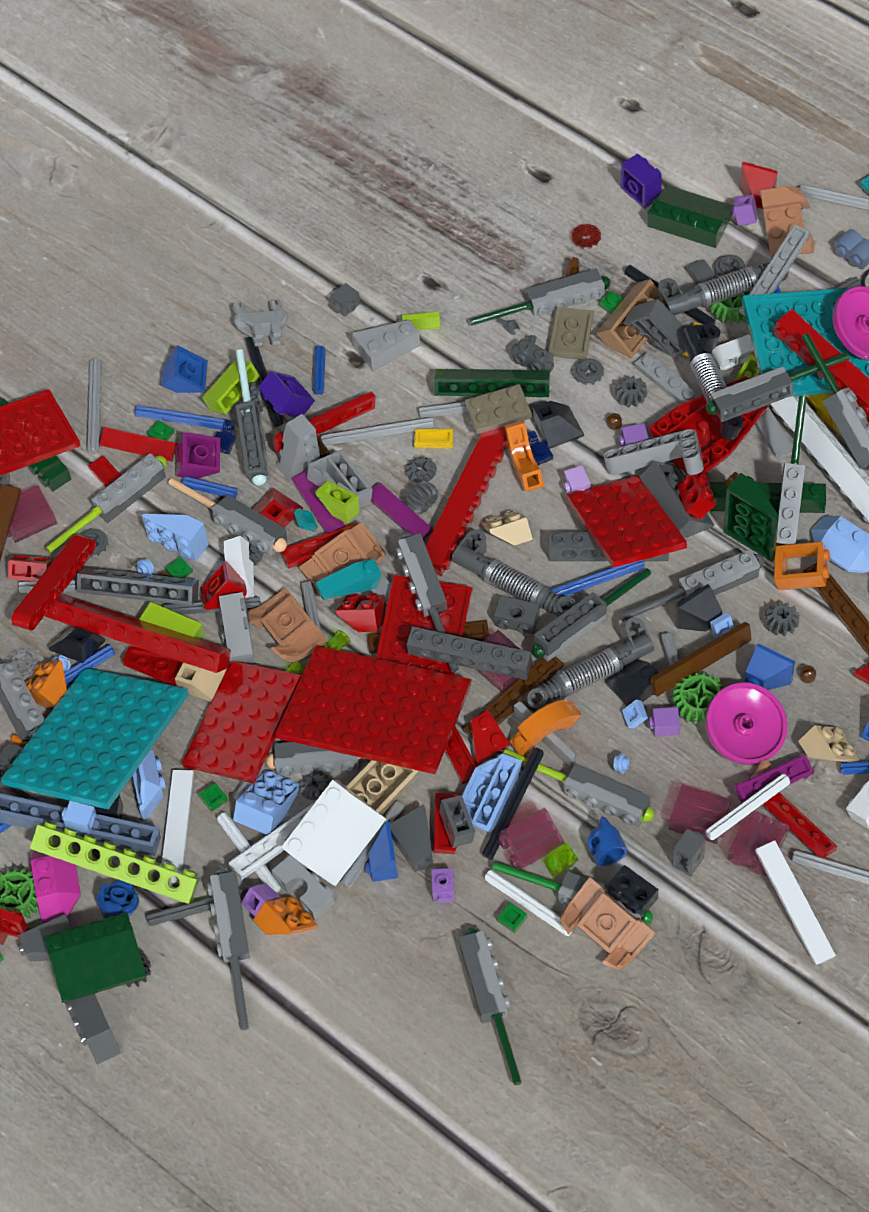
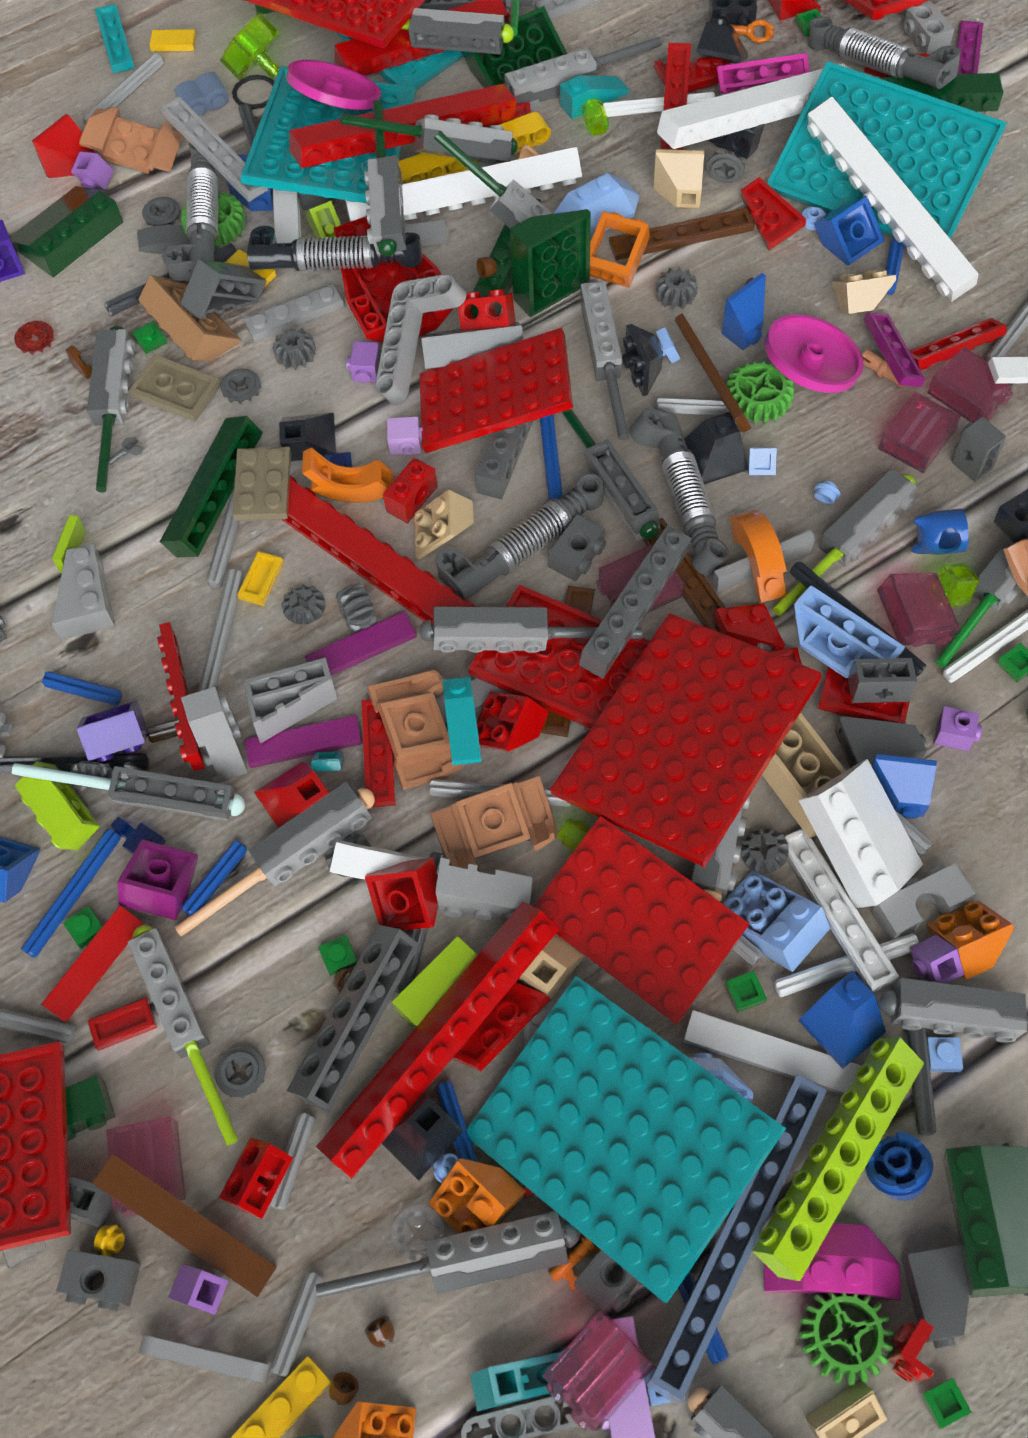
camera: 75 degrees left, 5 degrees up
(53, 582) = (316, 1140): red beam -> none
(79, 817) = (766, 1187): light blue brick -> none
(145, 566) = (320, 1001): light blue plate -> none
(177, 533) = (289, 932): light blue slope -> none
(202, 921) = (944, 1054): none -> light blue plate
(206, 854) = (845, 1020): none -> blue slope
(338, 641) = (543, 767): clear neon green bush -> none
(339, 501) = (324, 705): lime slope -> none
(530, 500) = (410, 490): none -> red brick
(531, 355) = (192, 432): dark grey brick -> none
(614, 421) = (330, 379): reddish brown hinge -> none
(665, 721) = (782, 431): medium lavender brick -> none
(747, 807) = (934, 376): white axle -> none

